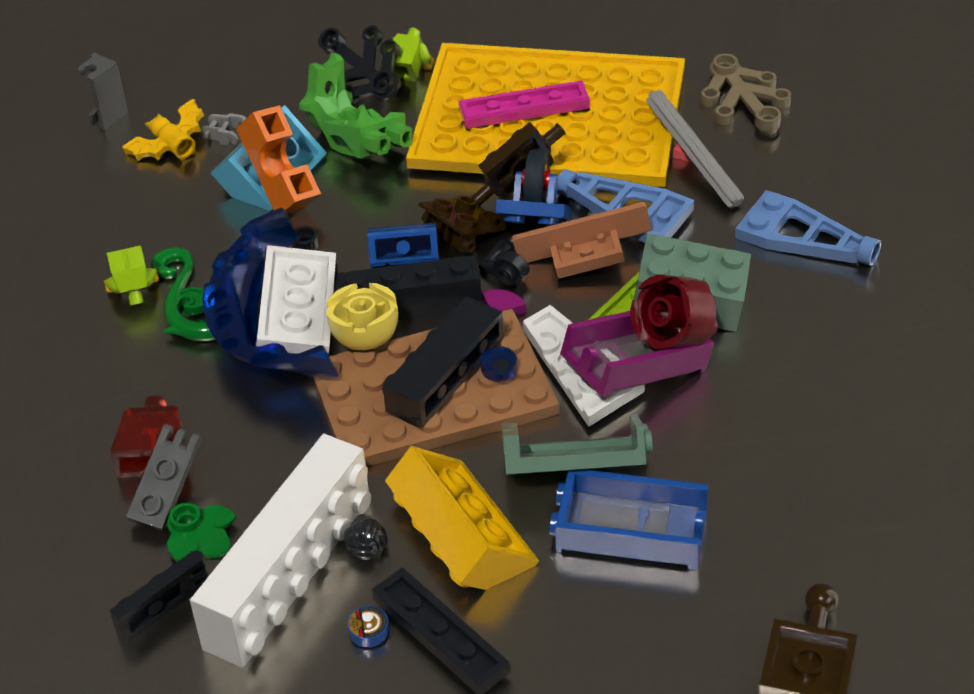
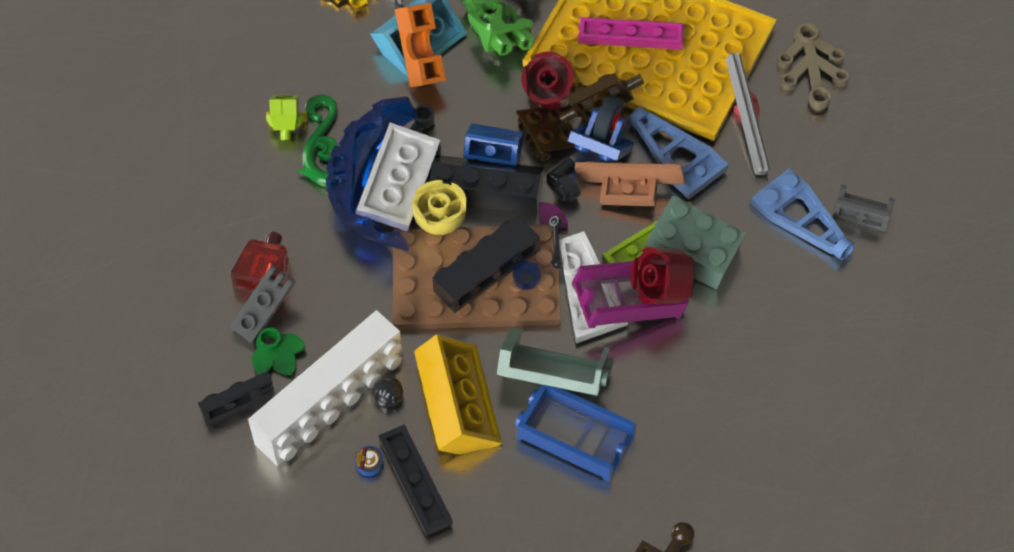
camera: 15 degrees right, 15 degrees up
(448, 163) = (538, 73): none -> dark red brick
(512, 304) = (555, 222): none -> black hinge
(872, 211) = (862, 210): none -> dark grey hinge

